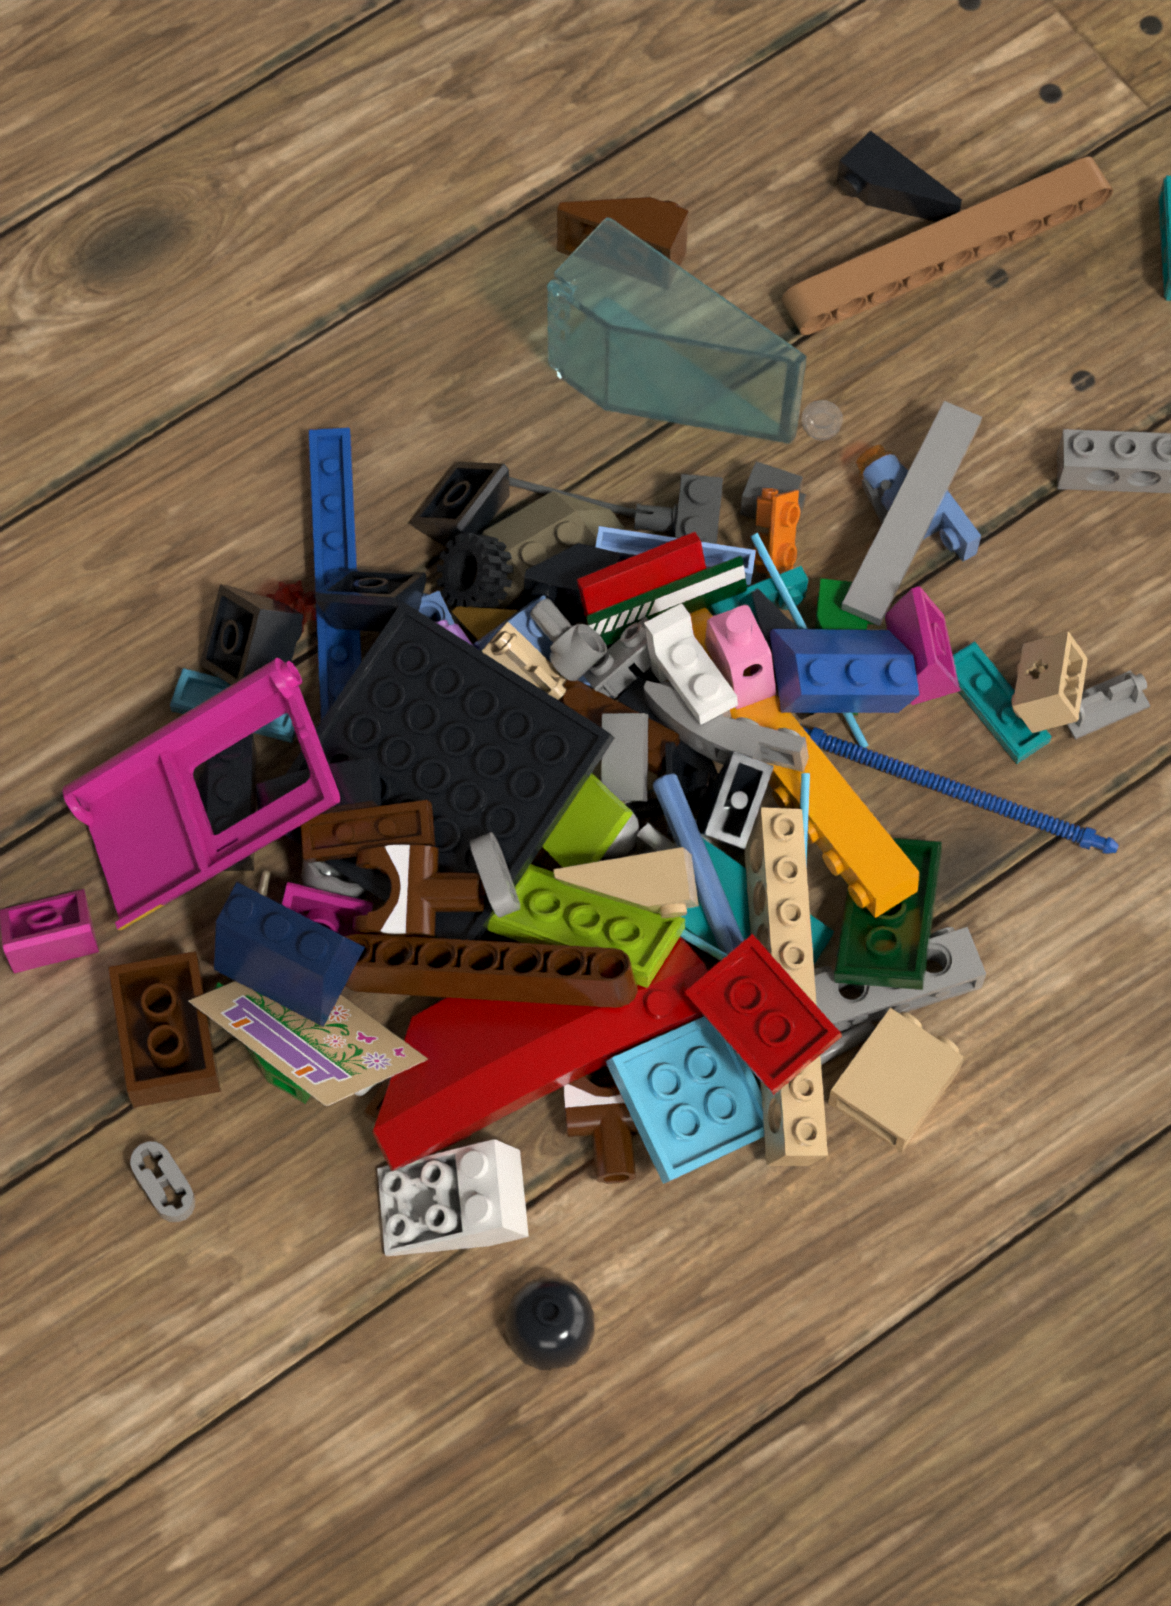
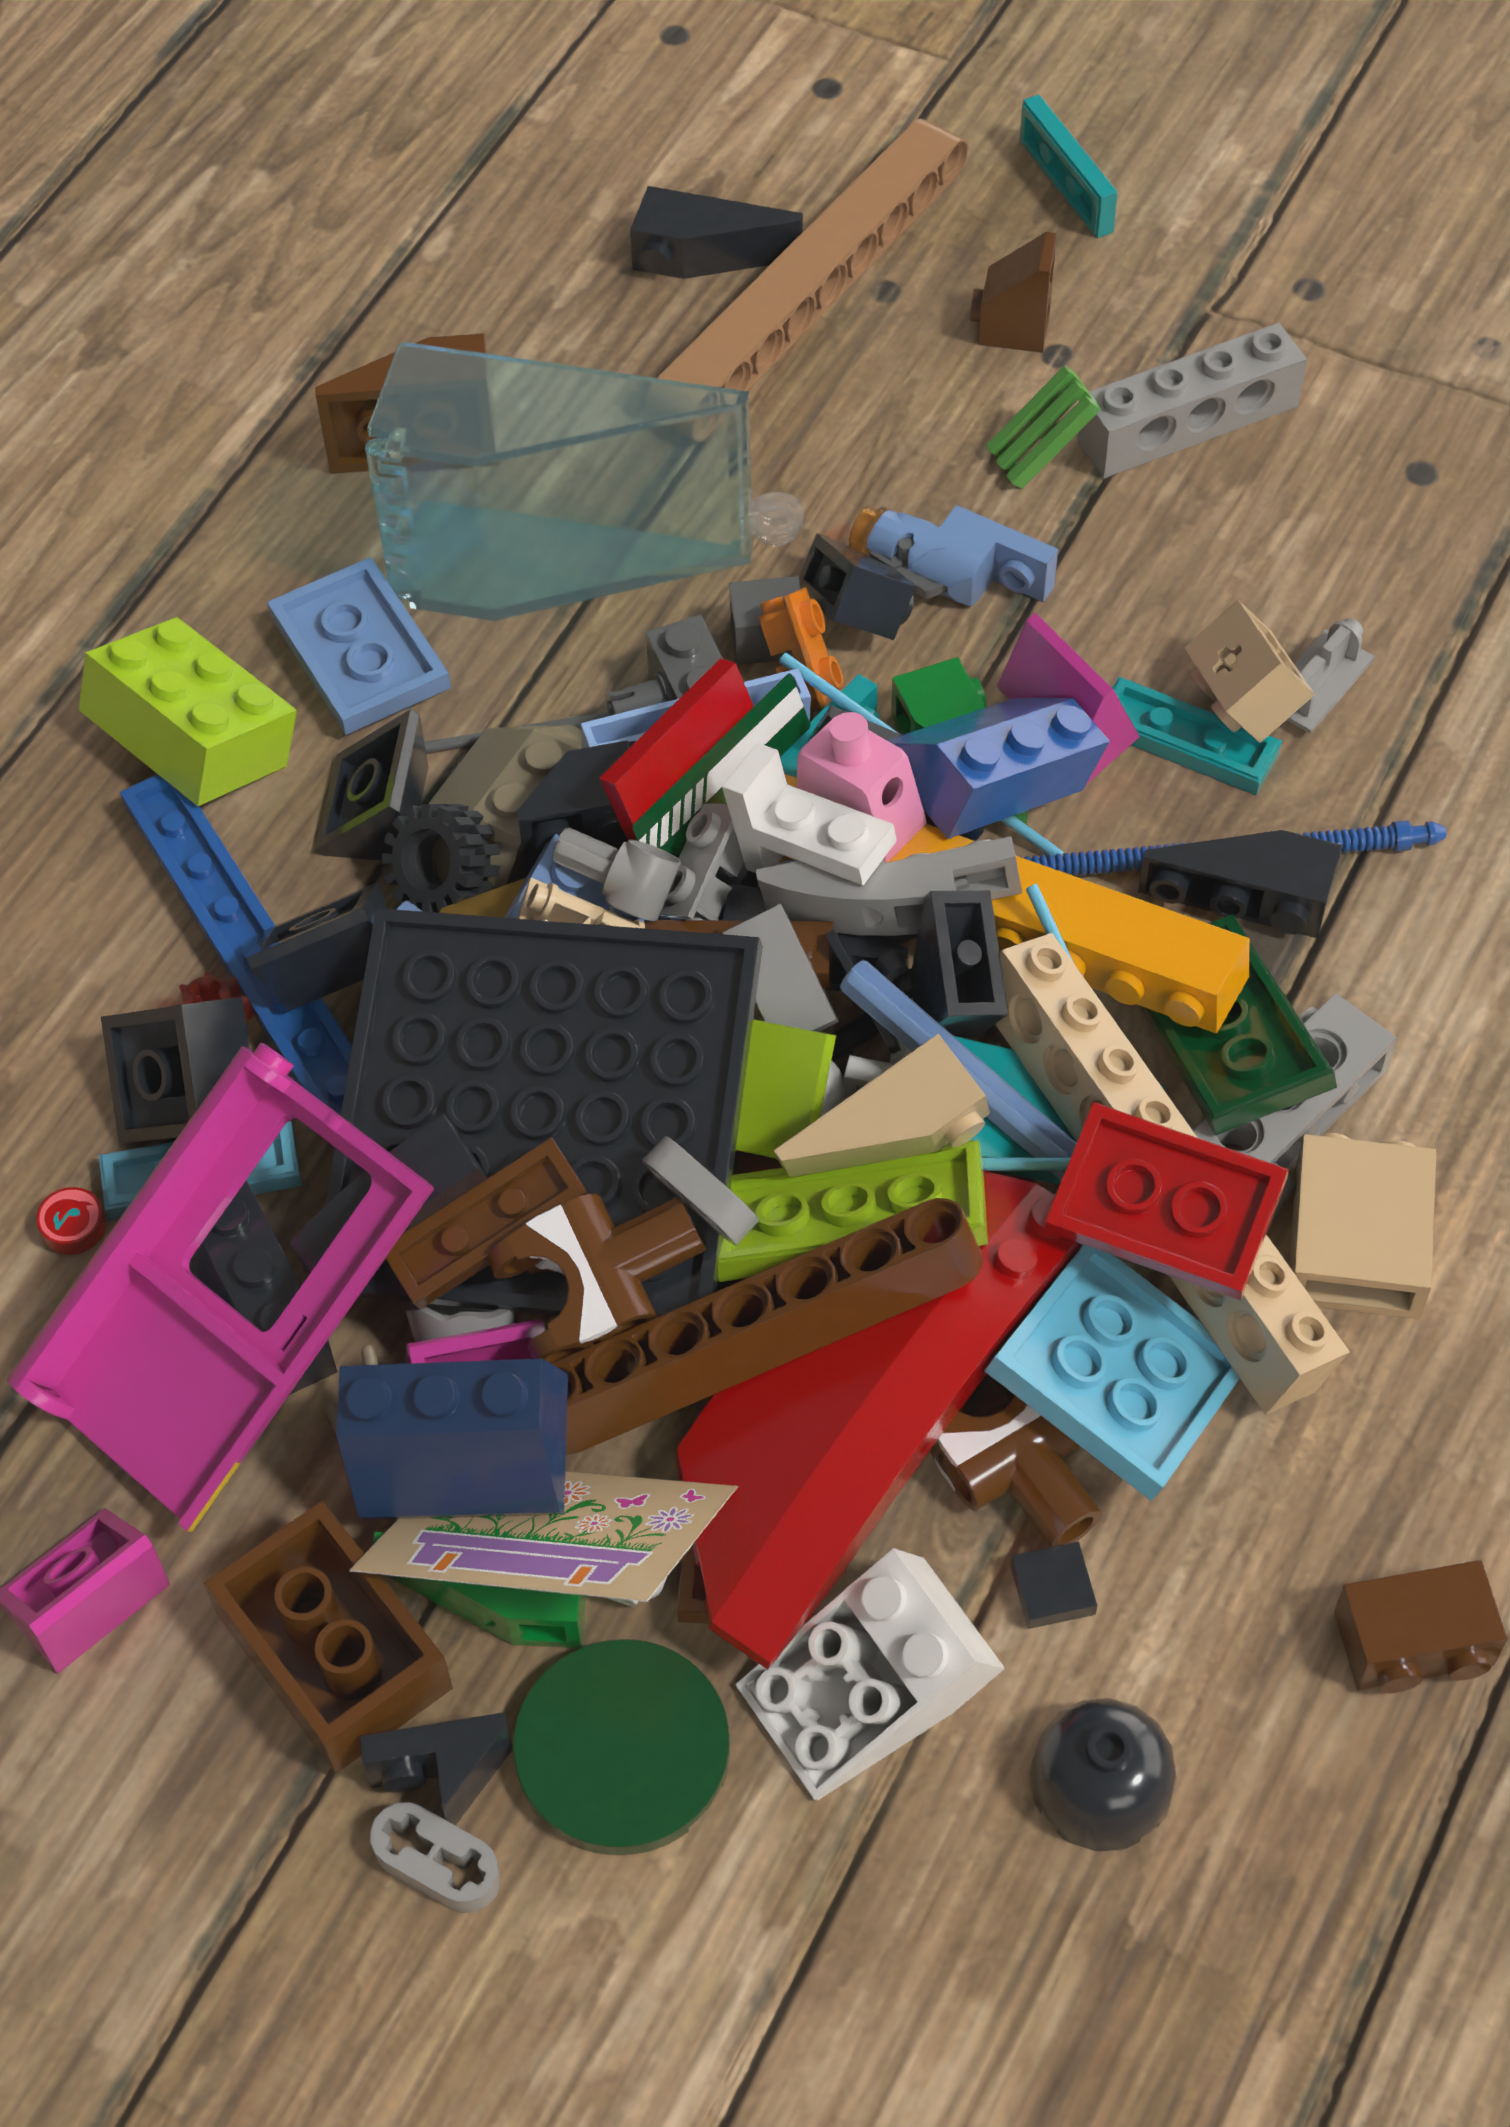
camera: 25 degrees left, 10 degrees down
(148, 701) = (71, 1220): none -> red tile
(201, 1131) = (457, 1751): none -> black slope
(295, 1171) = (622, 1746): none -> dark green tile
(374, 394) = (187, 710): none -> lime brick
(507, 391) = (358, 645): none -> medium blue plate
(586, 1202) = (1053, 1585): none -> black tile
(776, 1333) = (1420, 1627): none -> reddish brown brick
(837, 501) = (856, 588): none -> black slope
(911, 513) = (960, 559): light grey tile -> none
(976, 824) = (1256, 877): none -> black slope
(1029, 432) = (1039, 421): none -> bright green tile
(1071, 331) = (1017, 297): none -> reddish brown slope

